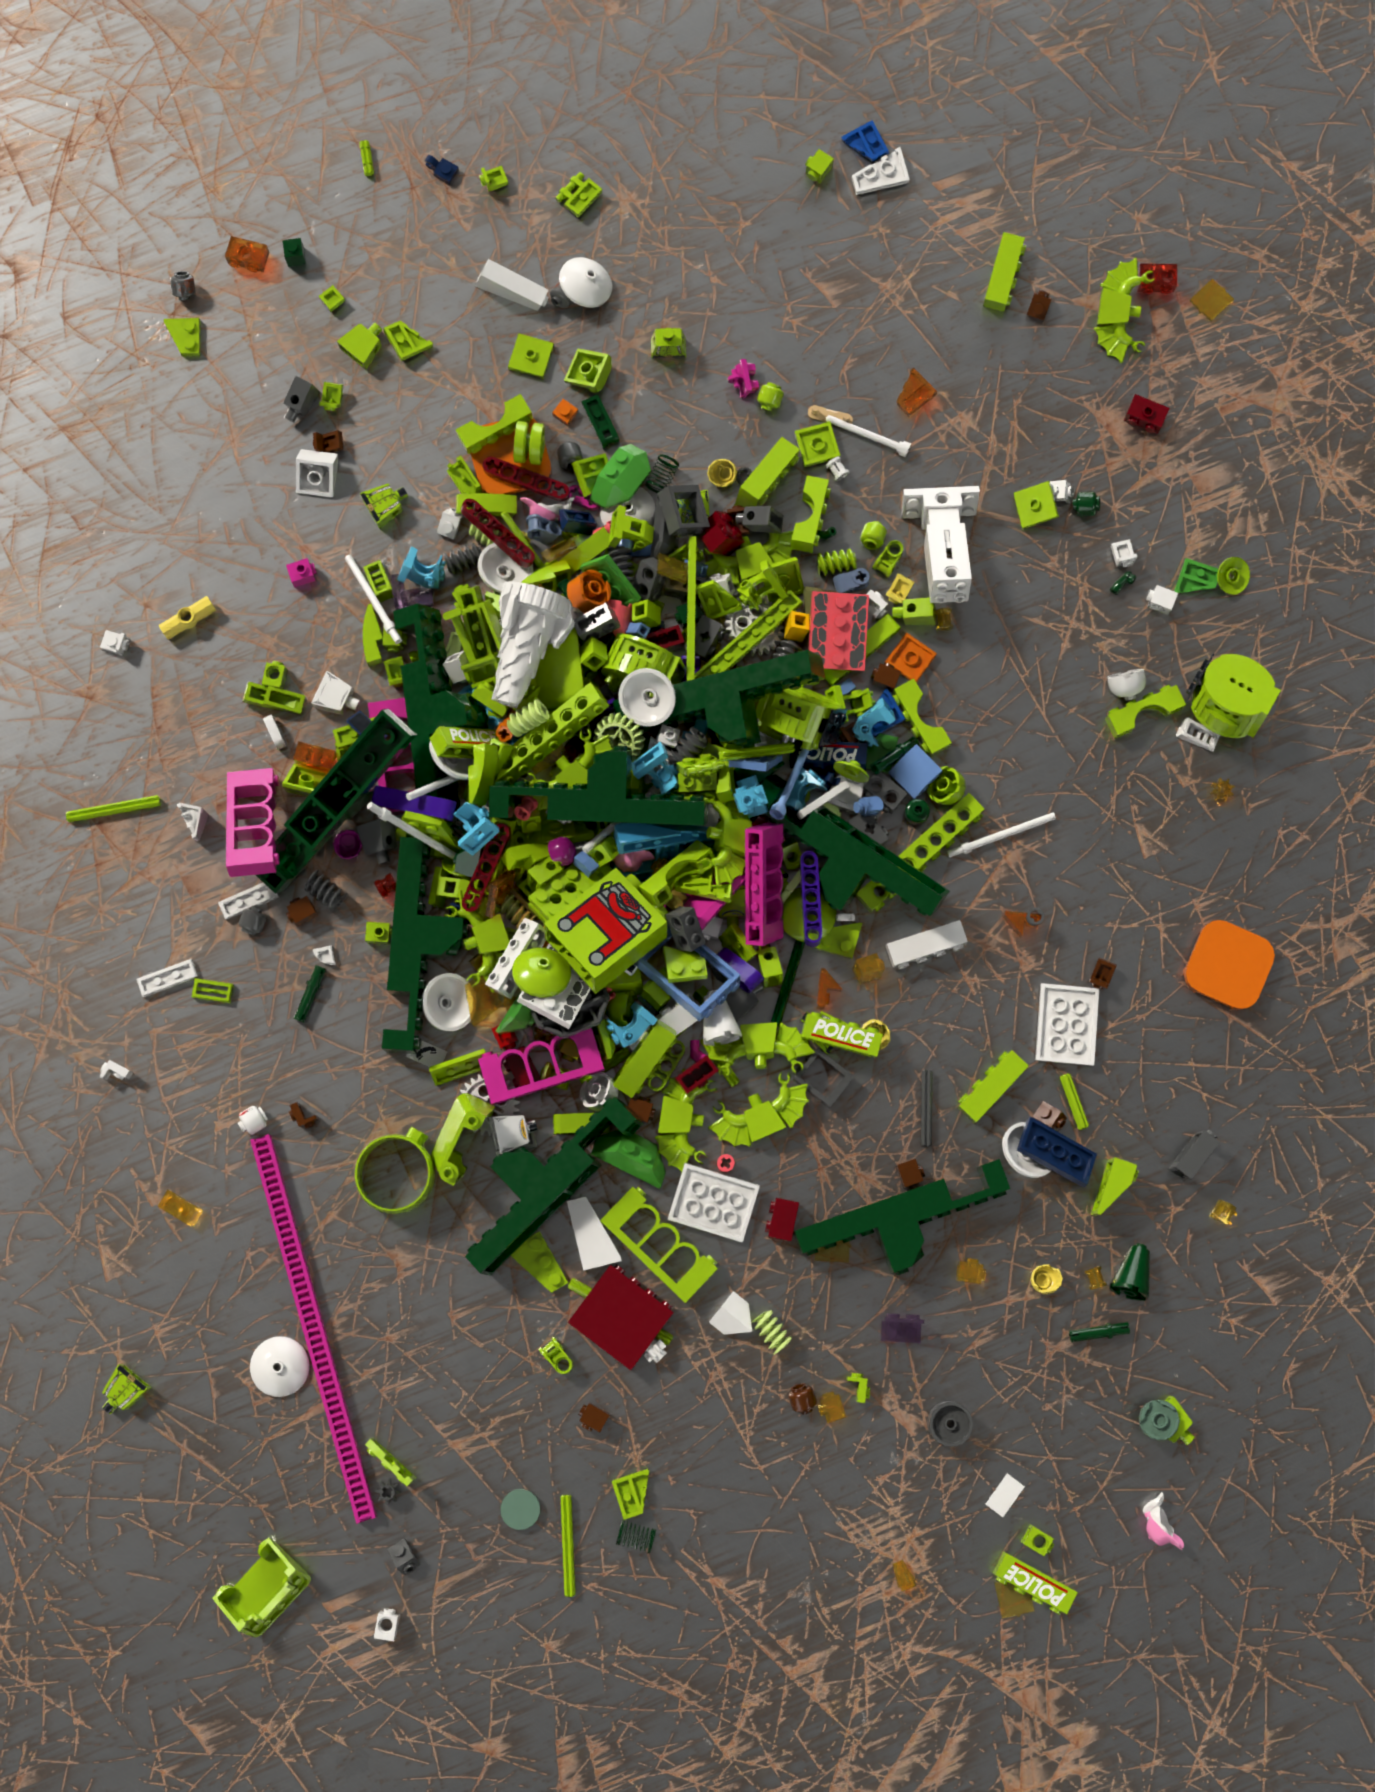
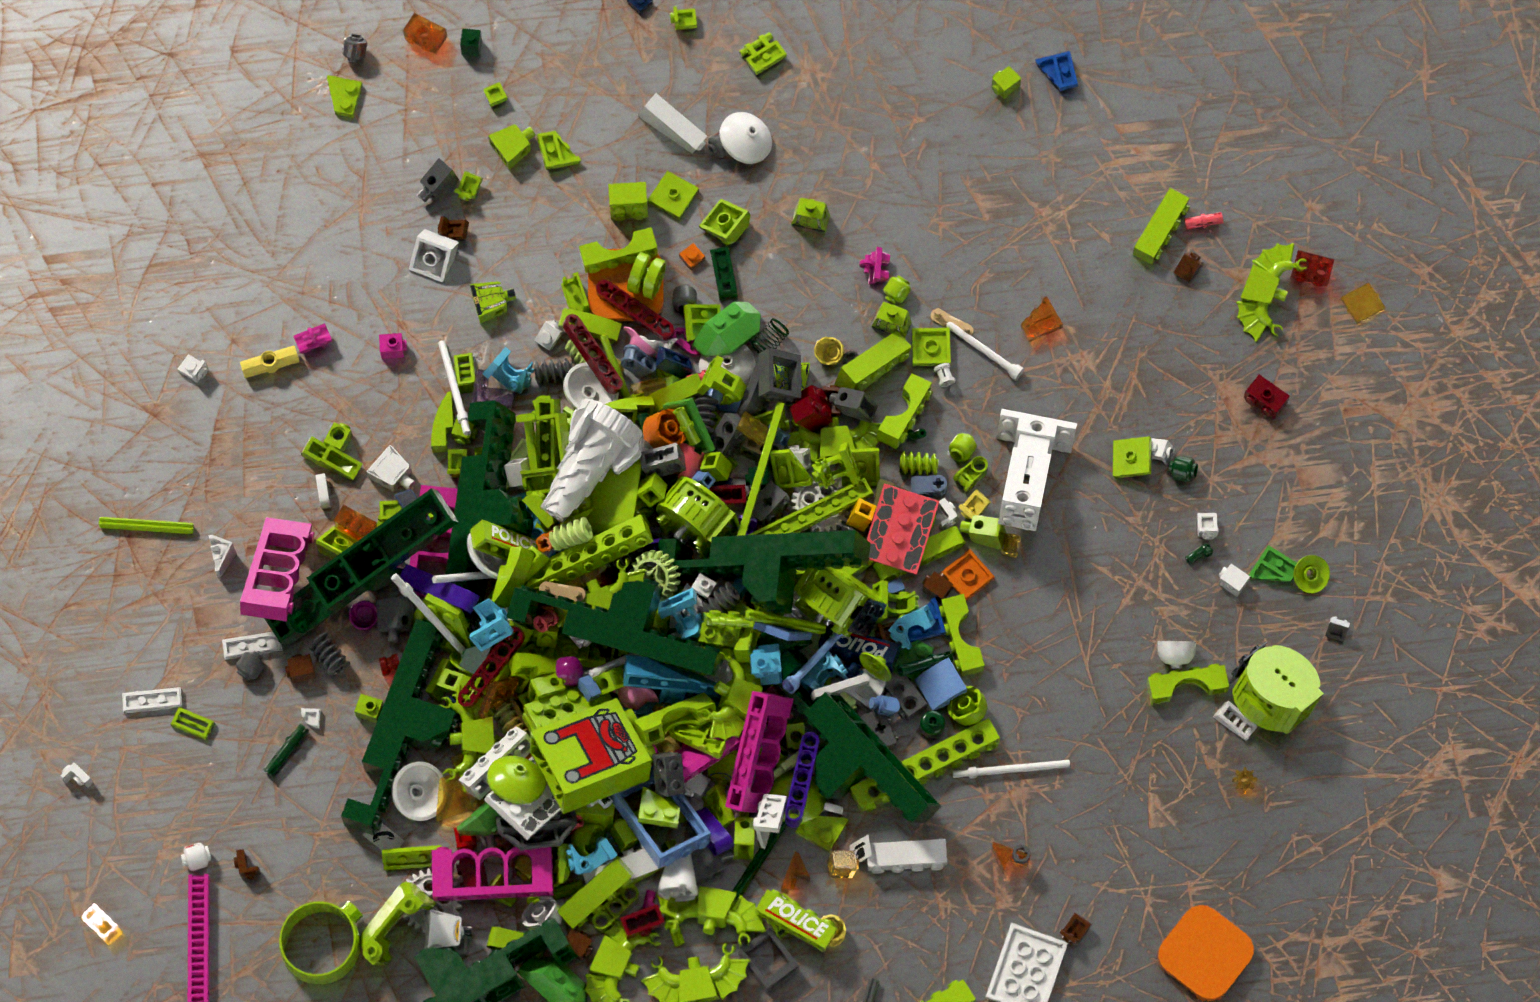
camera: 15 degrees right, 10 degrees down
(222, 584) = (312, 338): none -> dark pink hips
(490, 372) = (628, 201): none -> lime brick
(535, 775) = (567, 591): none -> tan piece
(609, 582) = (686, 426): none -> lime pin
(635, 699) = (680, 543): white dish -> none
(773, 427) = (892, 319): none -> lime torso
(791, 942) = (769, 817): none -> white bracket
(883, 174) = (1065, 105): white wing -> none
(883, 949) = (861, 848): none -> white sticker
(1042, 256) = (1203, 220): none -> coral pin
(1271, 622) = (1337, 629): none -> flat silver tile

